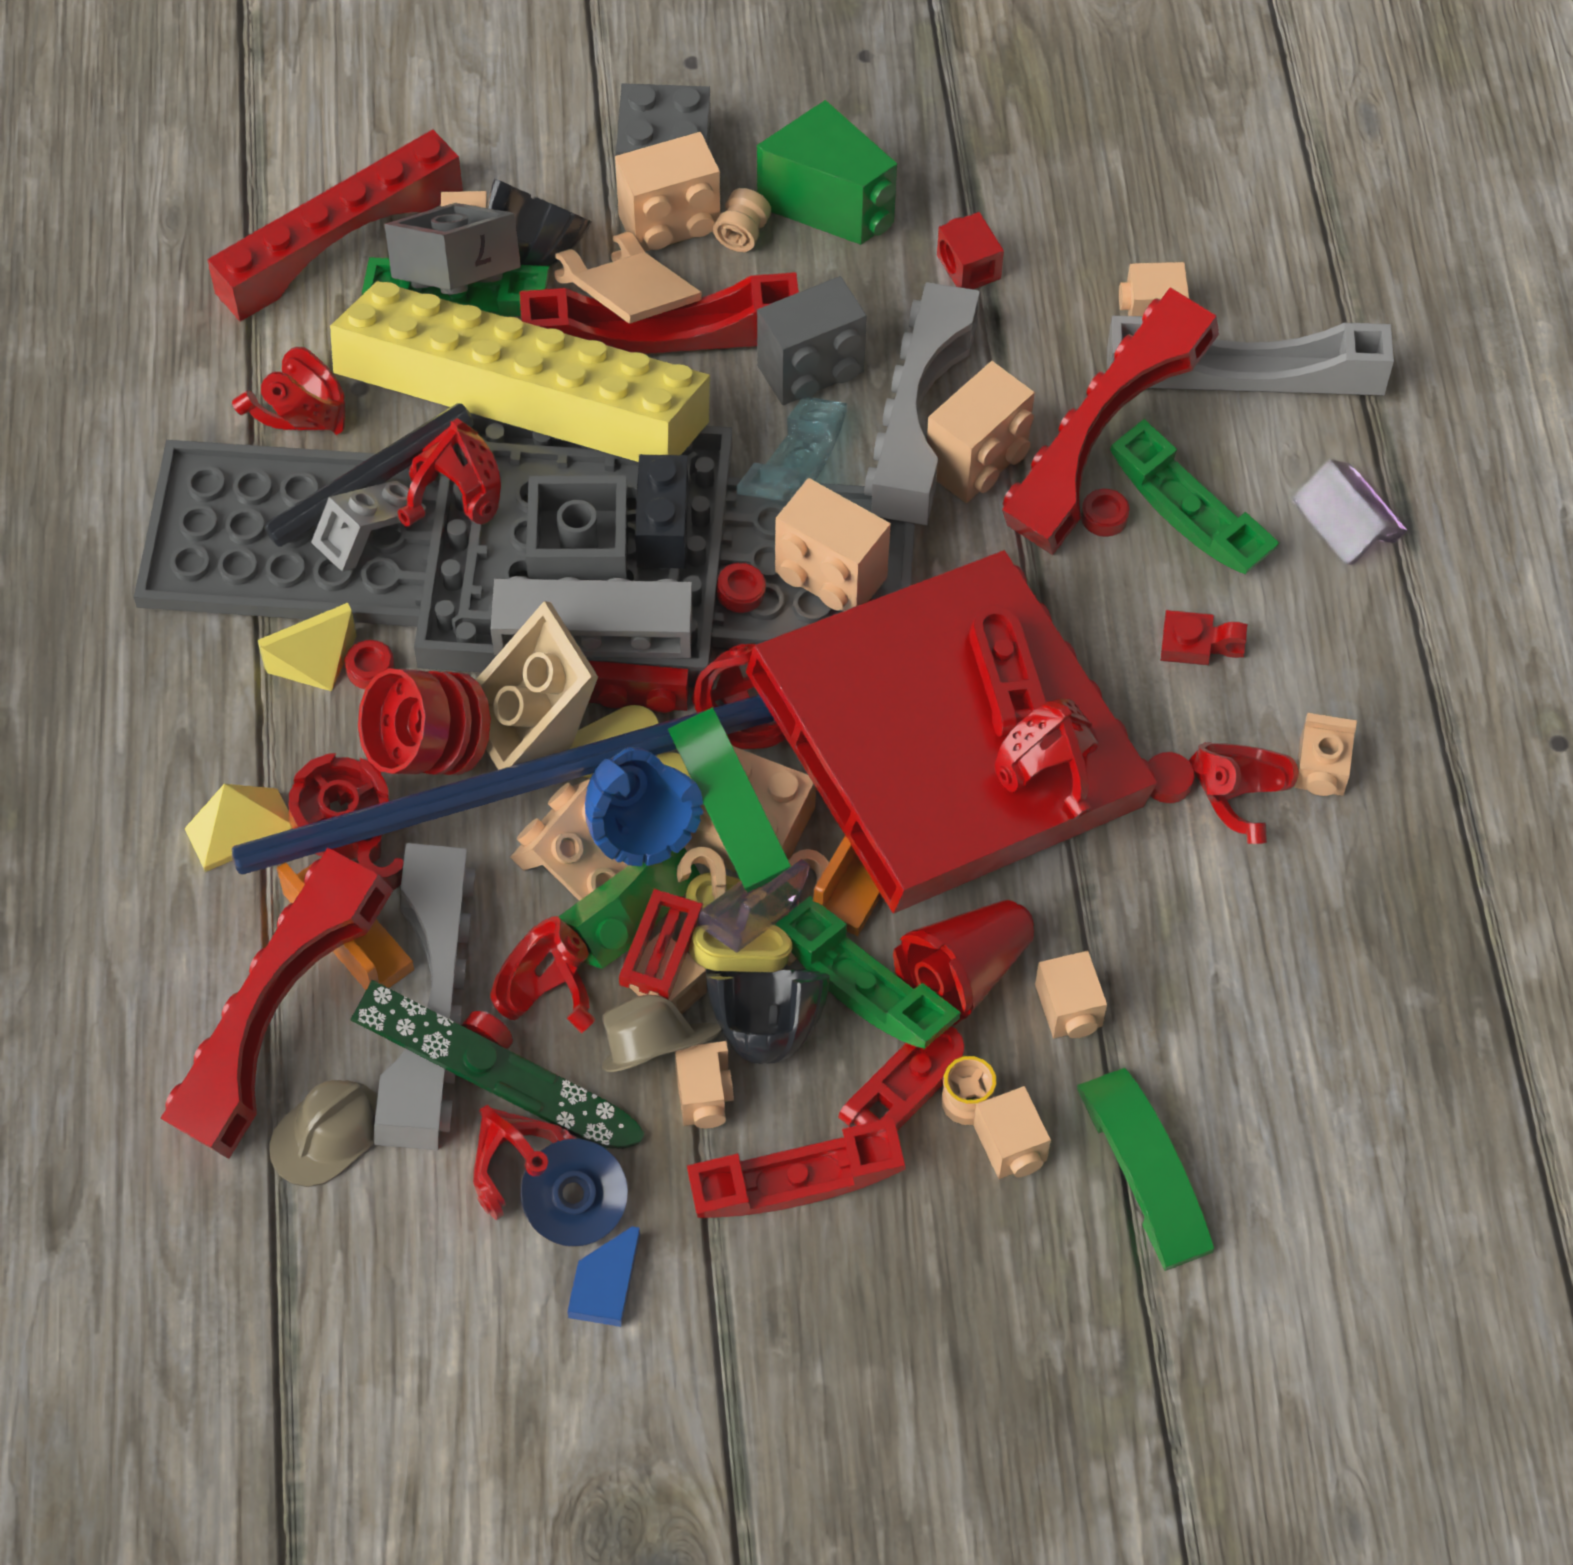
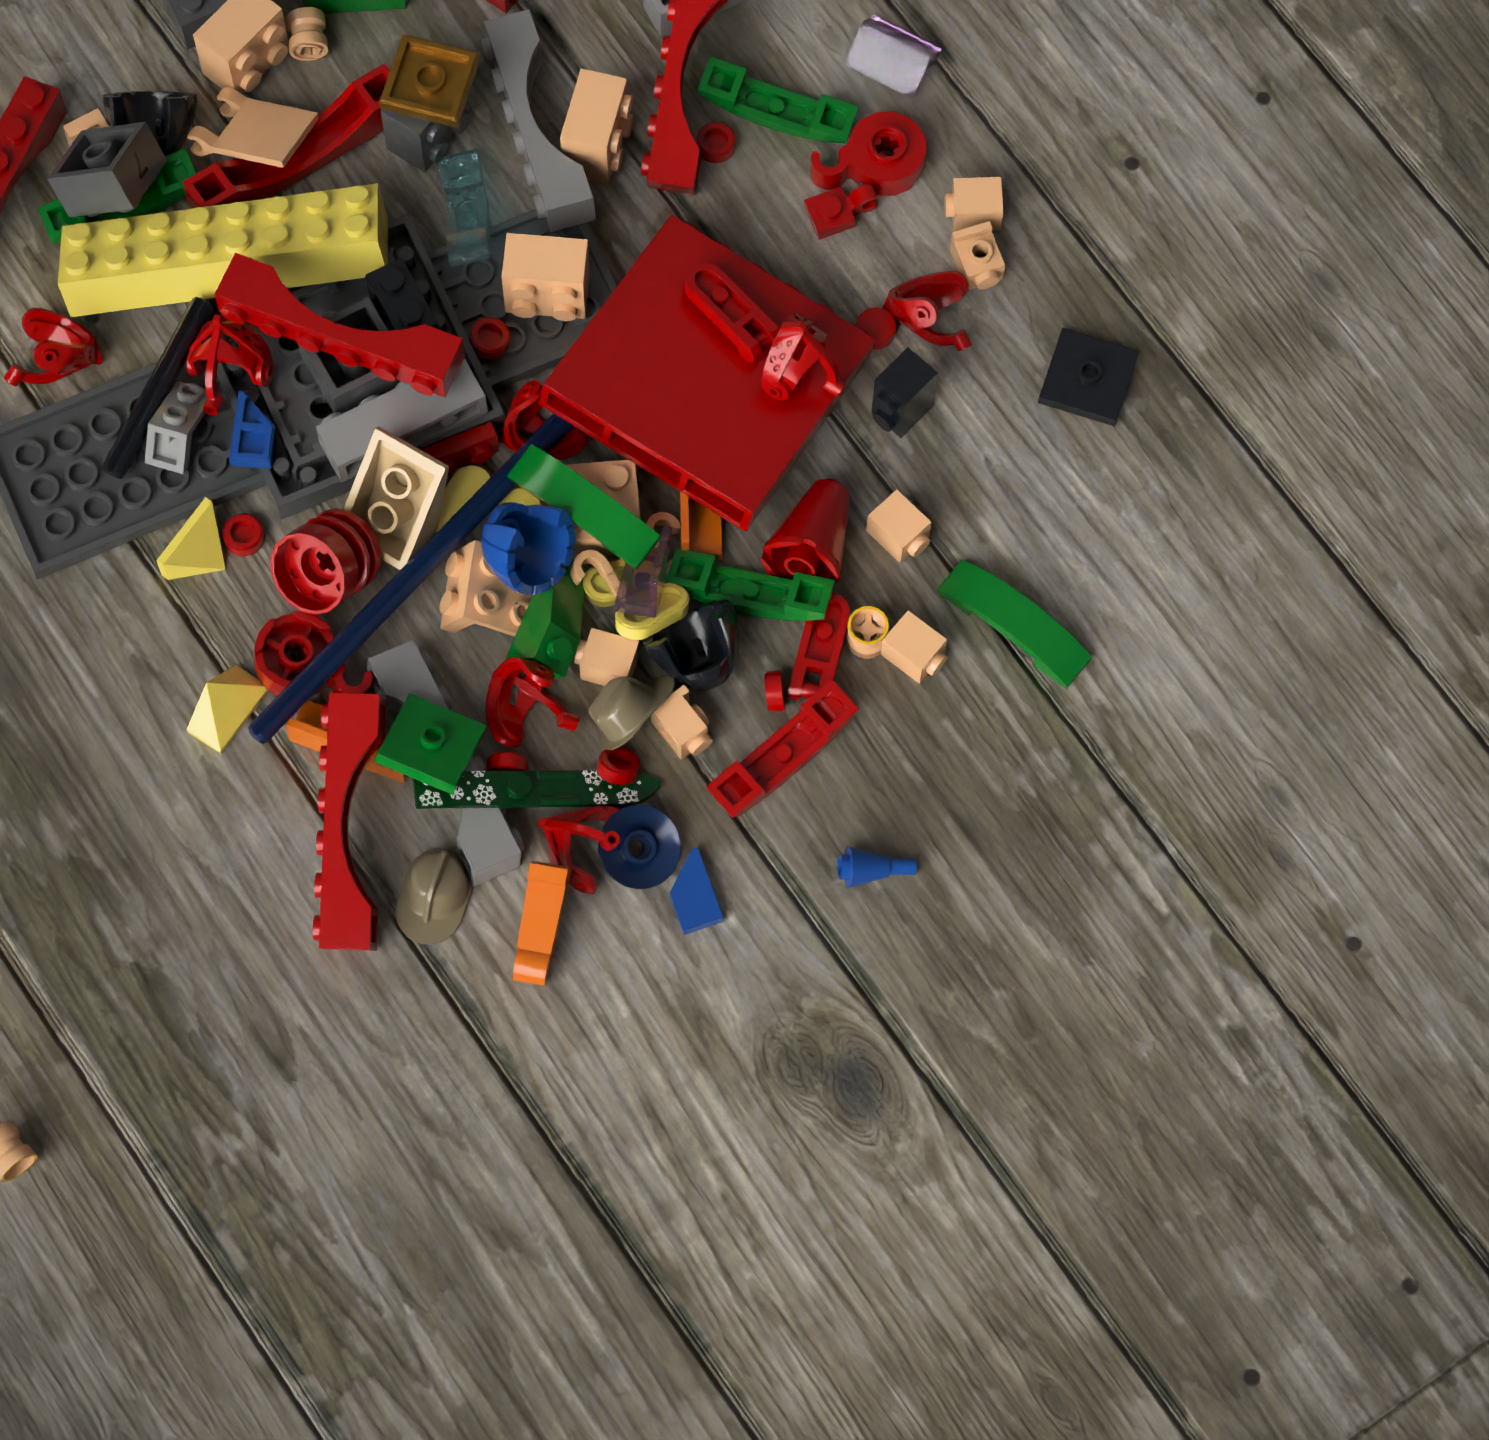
camera: 30 degrees left, 10 degrees up
(409, 961) = (430, 743): none -> green plate
(414, 1215) = (540, 921): none -> orange leg
(431, 565) = (252, 435): none -> blue tile
(607, 1095) = (618, 766): none -> red tile
(633, 549) = (413, 355): none -> red arch
(648, 981) = (604, 671): red tile -> none
(814, 1348) = (863, 866): none -> blue cone
(823, 299) = (429, 80): none -> pearl gold plate
(827, 1102) = (775, 691): none -> red tile
(1155, 853) = (903, 393): none -> black brick
(1258, 598) = (865, 164): none -> red piece
(1355, 695) = (975, 202): none -> light nougat brick
(1382, 942) = (1088, 377): none -> black plate

